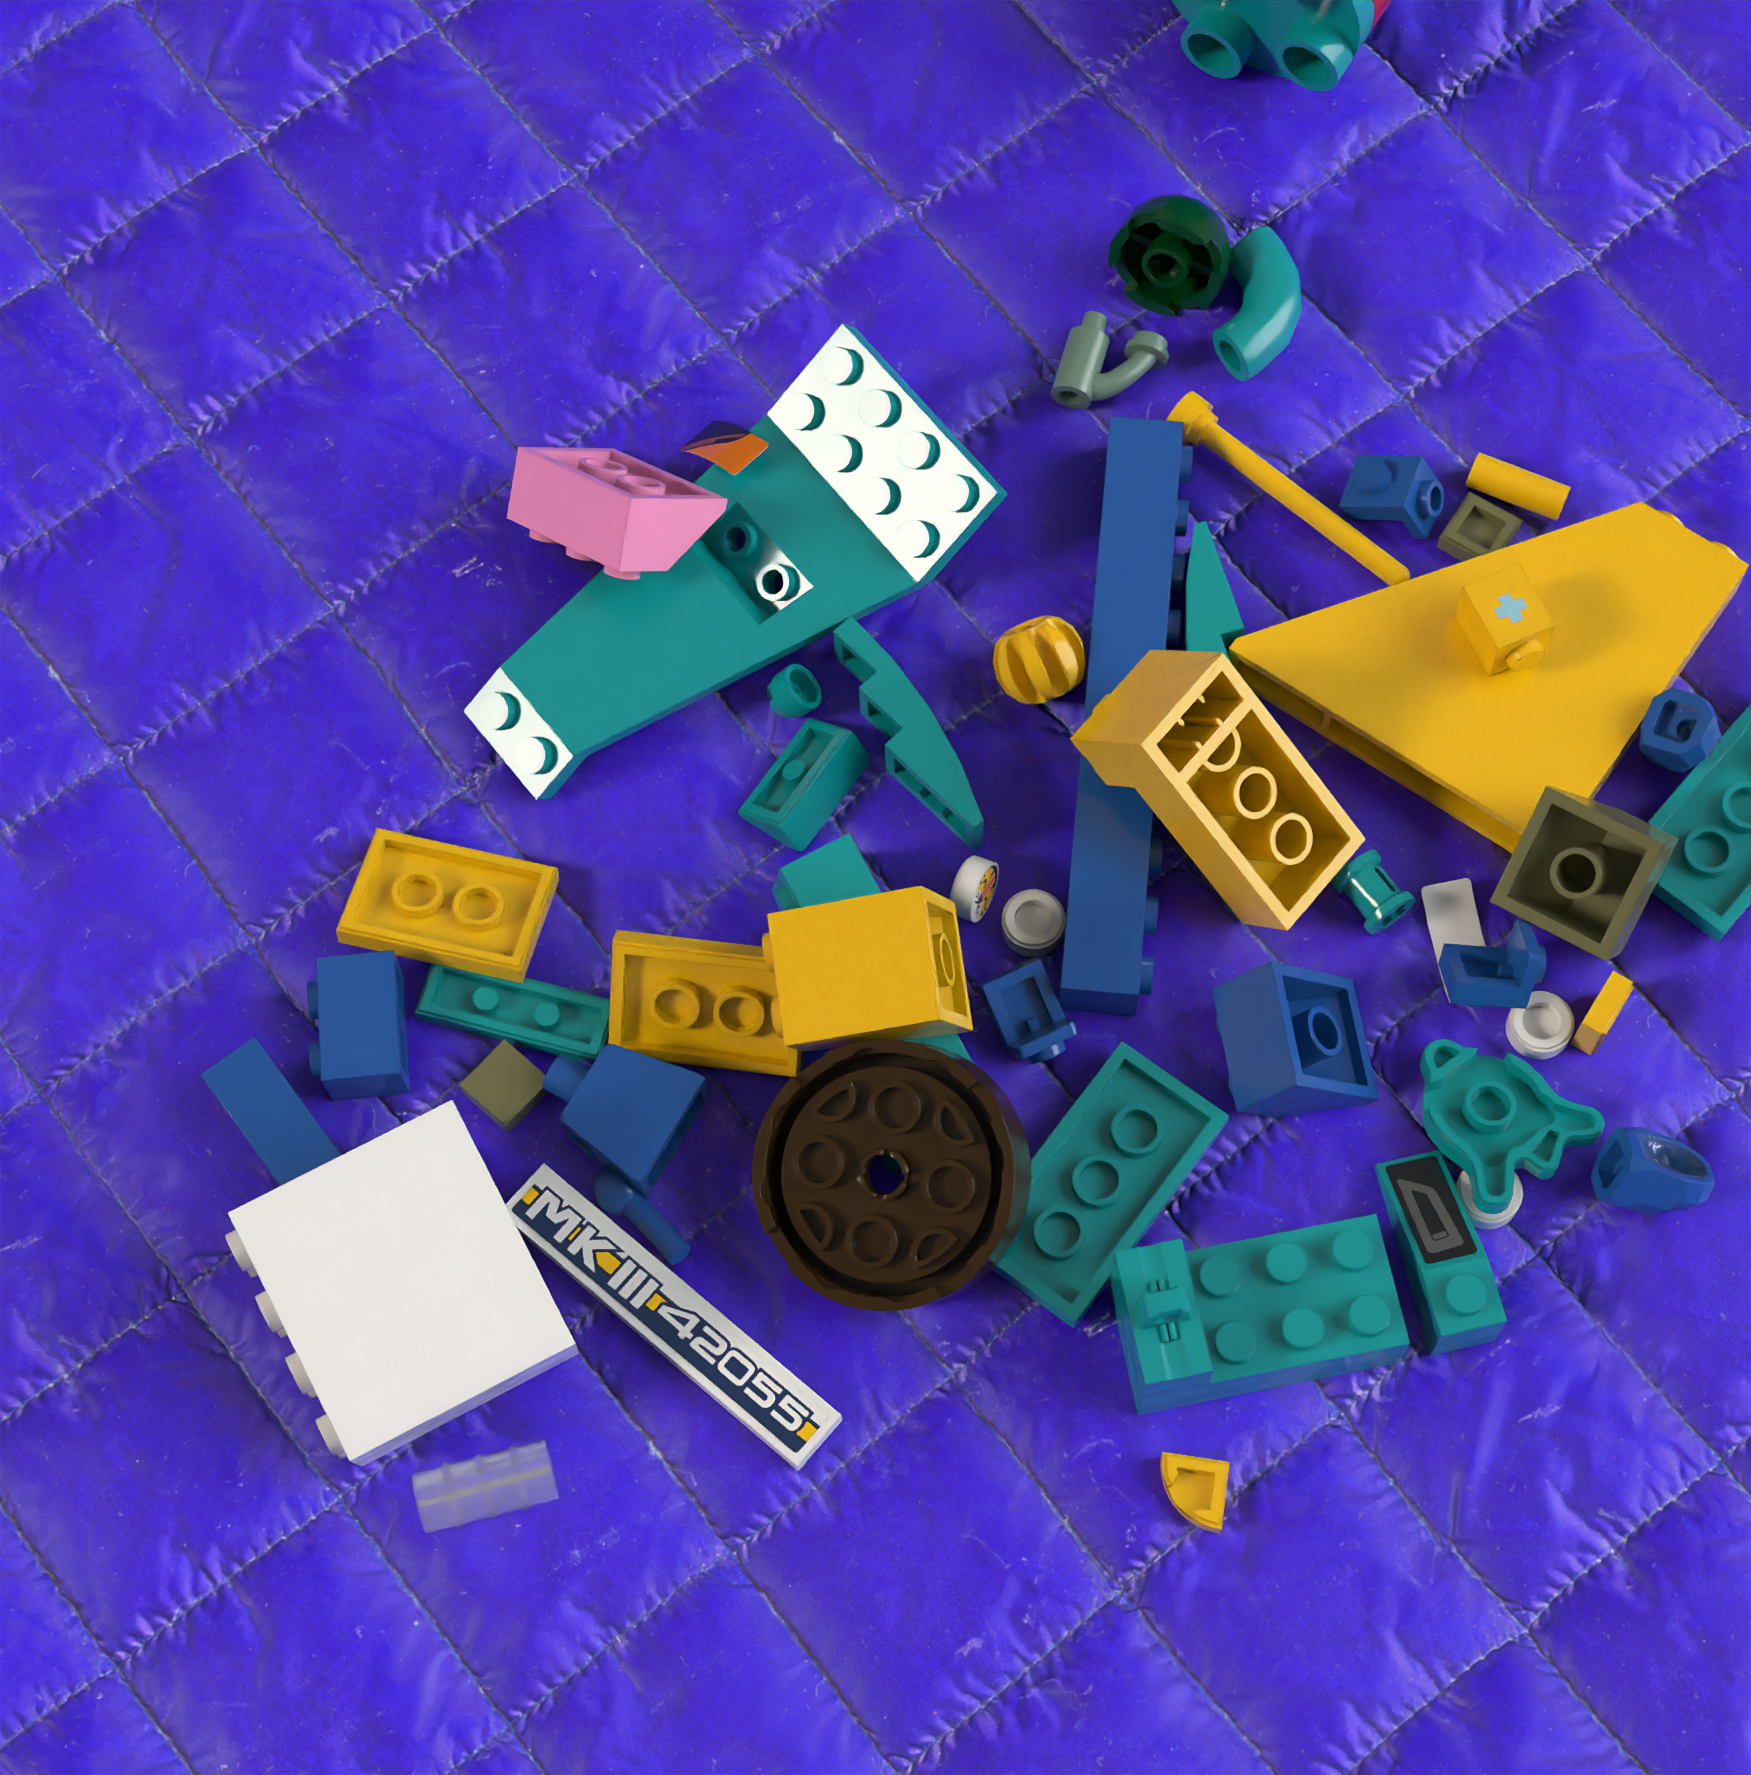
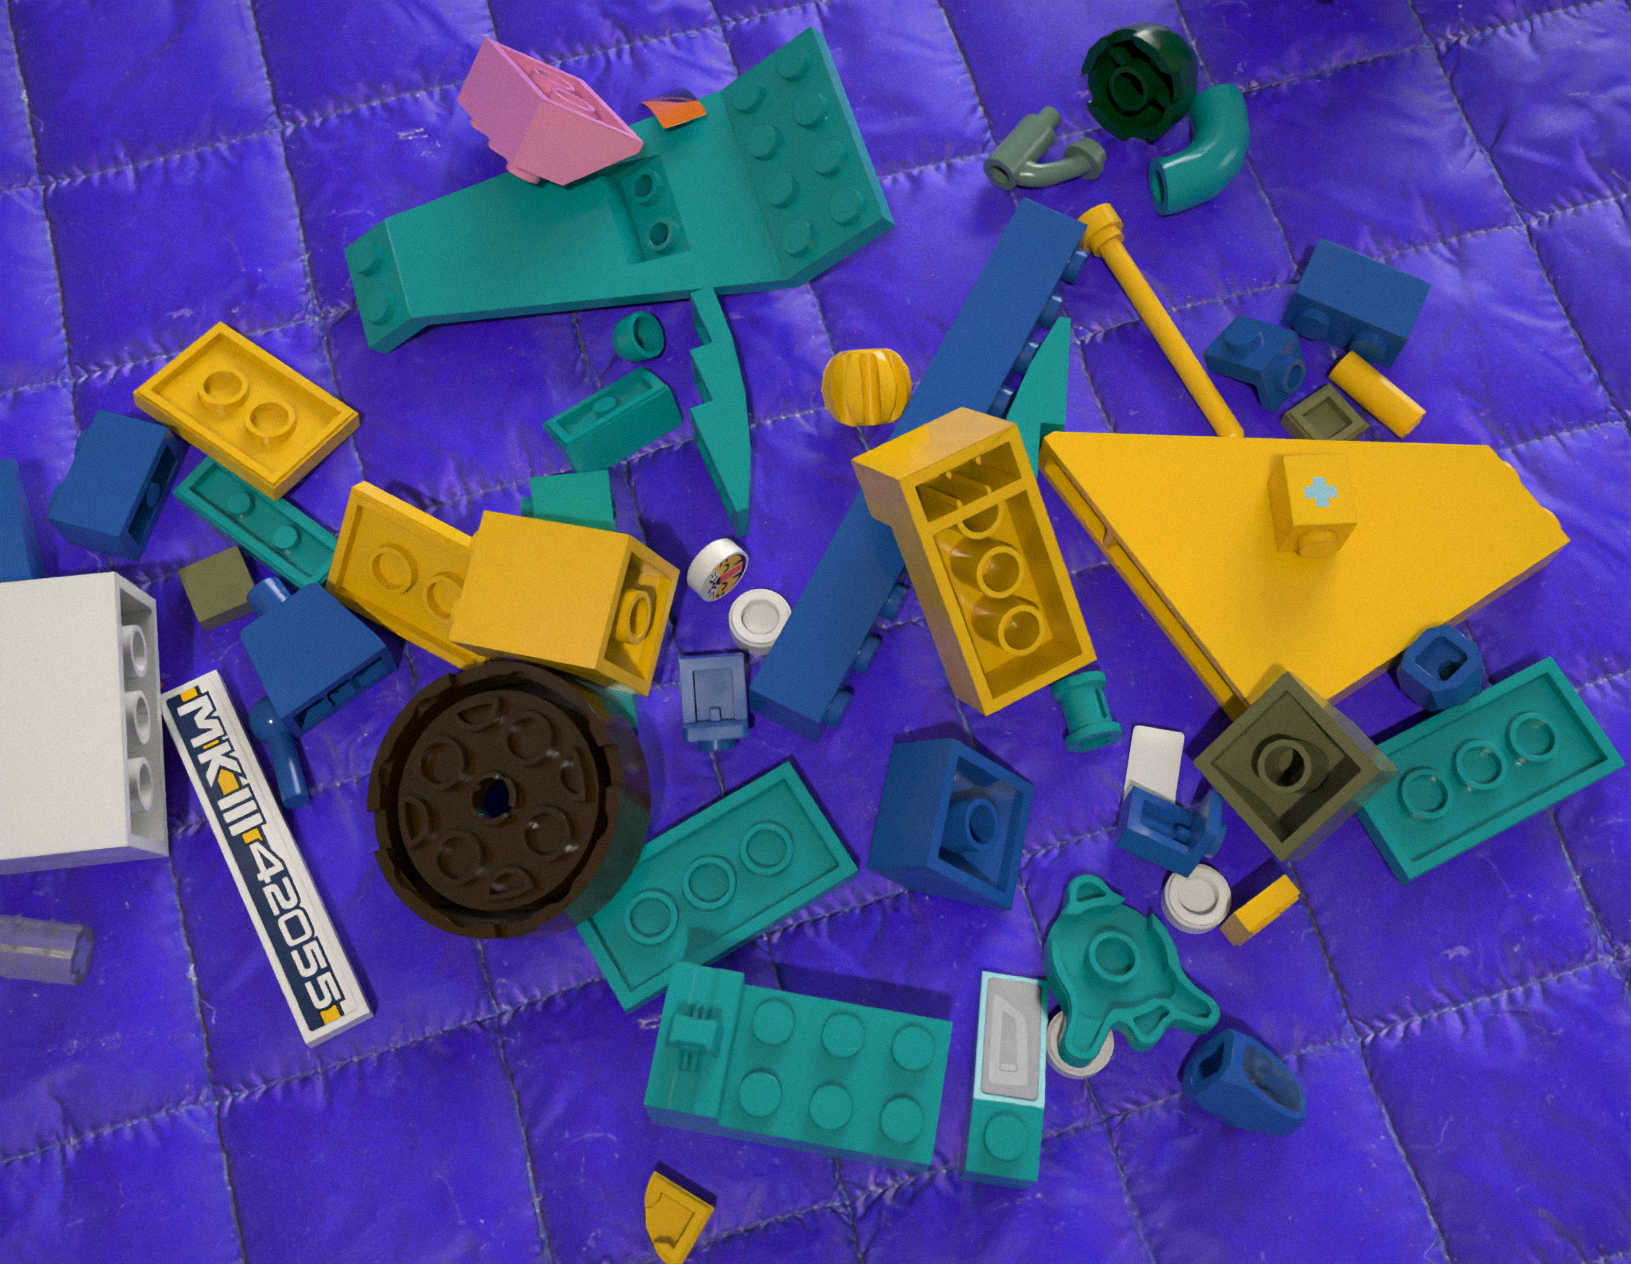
camera: 15 degrees right, 0 degrees up
(1463, 405) = (1356, 303): none -> blue brick

